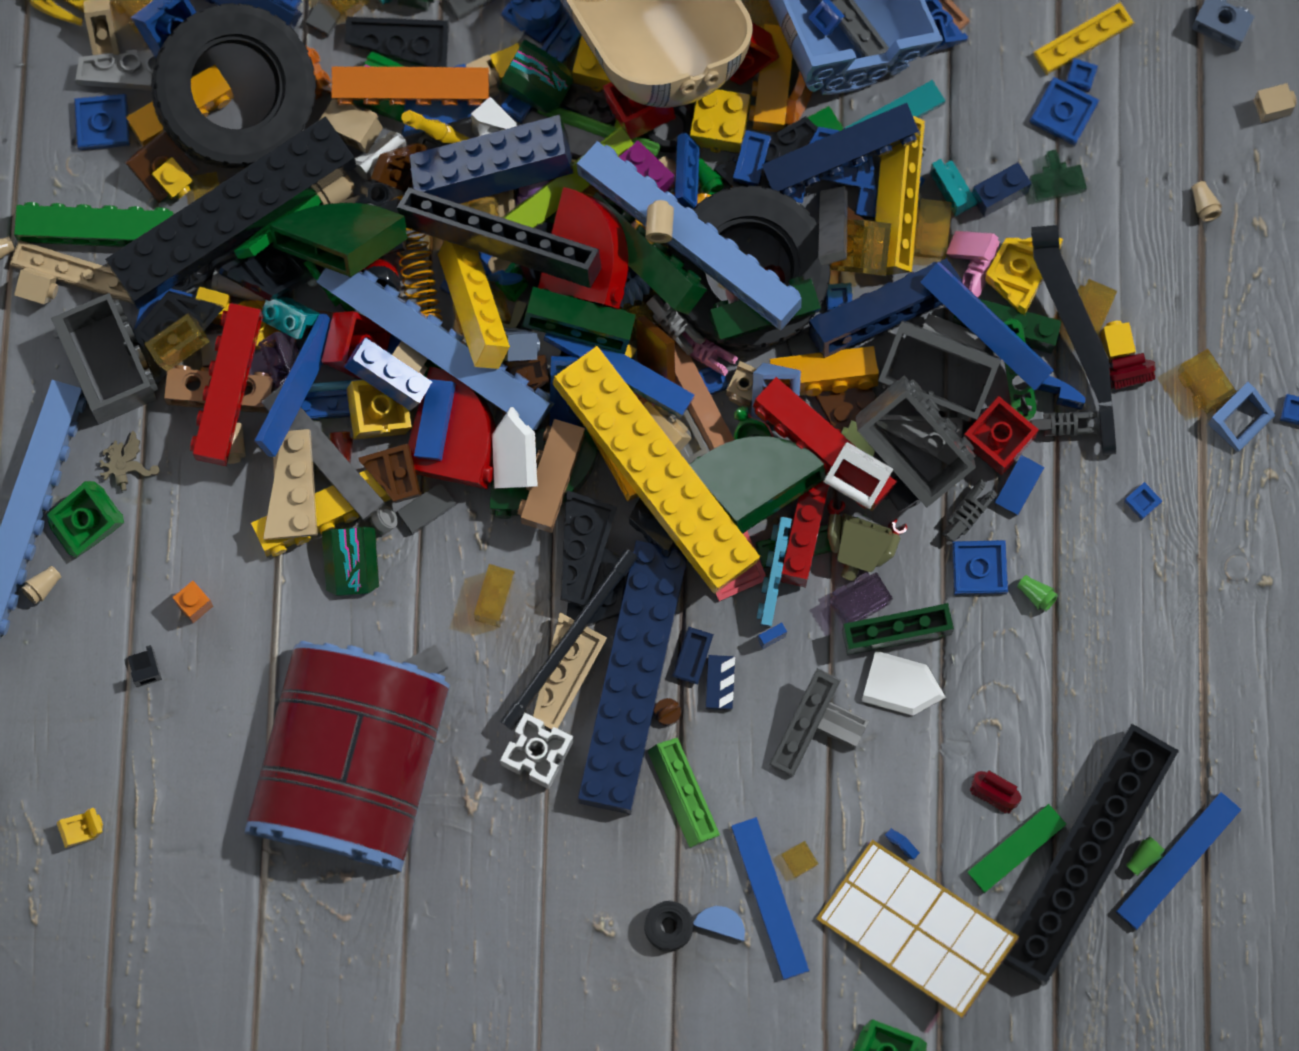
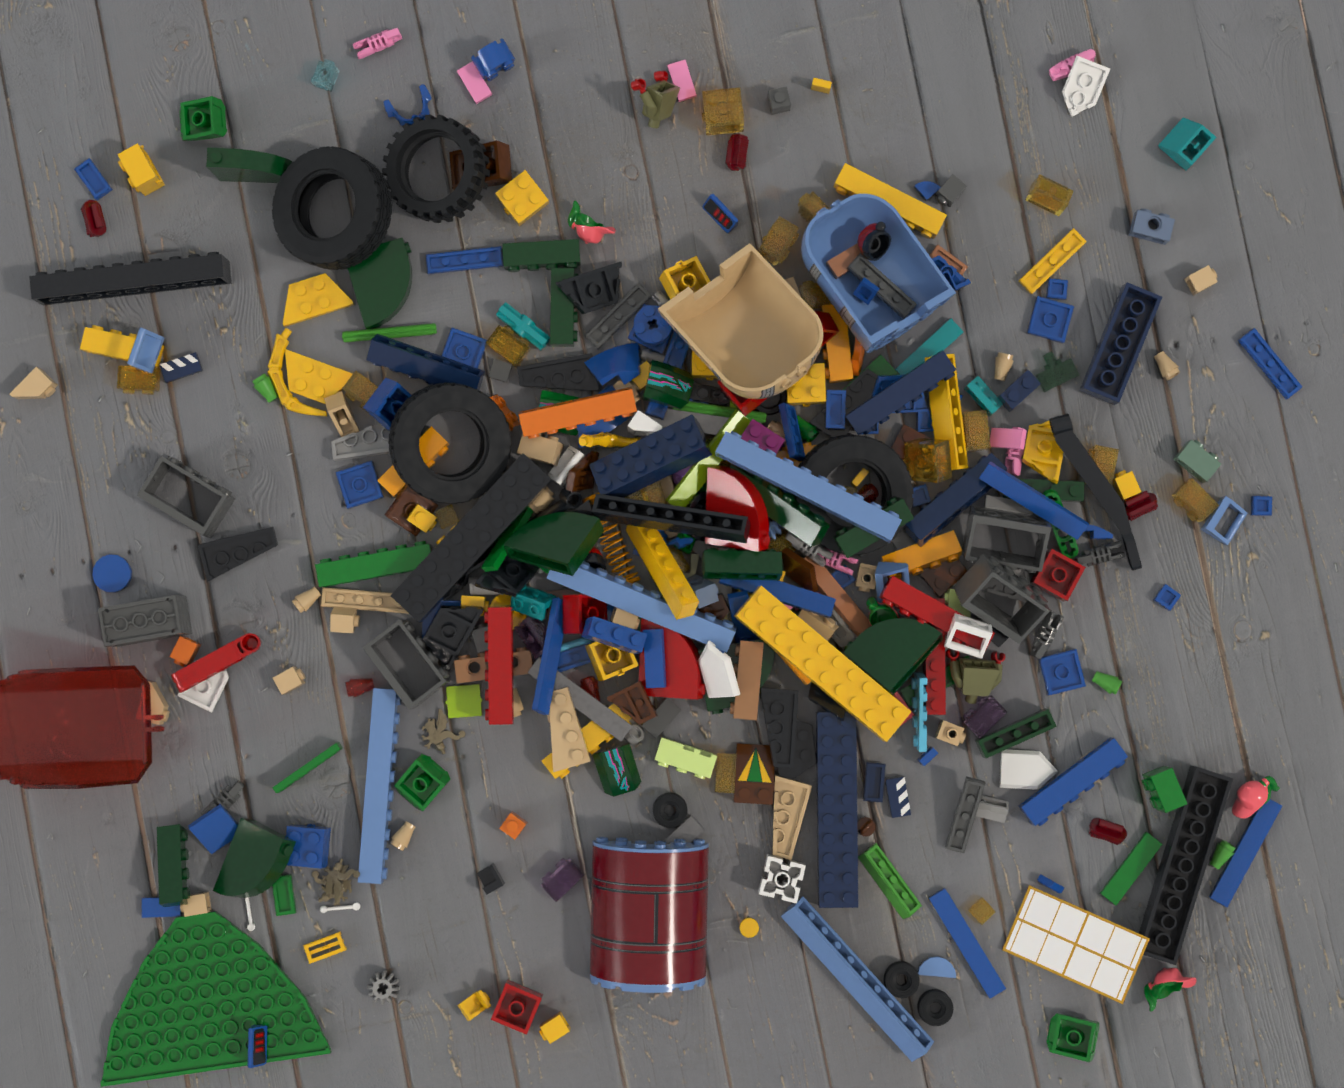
camera: 10 degrees left, 10 degrees up
(33, 377) = (359, 686): none -> clear red cone
(136, 841) = (517, 1007): none -> red brick
(168, 428) = (464, 701): none -> lime piece
(177, 342) = (457, 644): clear yellow brick -> none
(180, 883) = (554, 1028): none -> yellow brick
(240, 687) = (562, 879): none -> clear purple brick
(401, 616) = (670, 799): none -> black tyre
(445, 564) = (685, 758): none -> yellowish green wedge
(477, 810) = (749, 927): none -> yellow tile
(484, 36) = (618, 361): none -> blue slope
(531, 609) = (754, 774): none -> reddish brown slope
(608, 909) = (857, 979): none -> medium blue brick
(618, 571) = (762, 849): black piece -> none
(659, 222) = (787, 486): tan brick -> none
(701, 959) = (941, 1017): none -> black tyre
(766, 253) = (859, 477): none -> yellow tile
(799, 612) = (943, 733): none -> tan brick
(833, 225) = (908, 453): flat silver tile -> none
(961, 713) = (1073, 781): none -> blue brick
(987, 154) = (1002, 365): none -> tan cone
(1019, 484) = (1078, 606): blue slope -> none
(1030, 1012) = (1164, 984): none -> hair
(1082, 746) = (1164, 789): none -> green brick
(1149, 158) = (1120, 343): none -> dark blue brick
(1203, 783) = (1253, 796): none -> coral hair
(1221, 331) = (1197, 460): none -> sand green brick

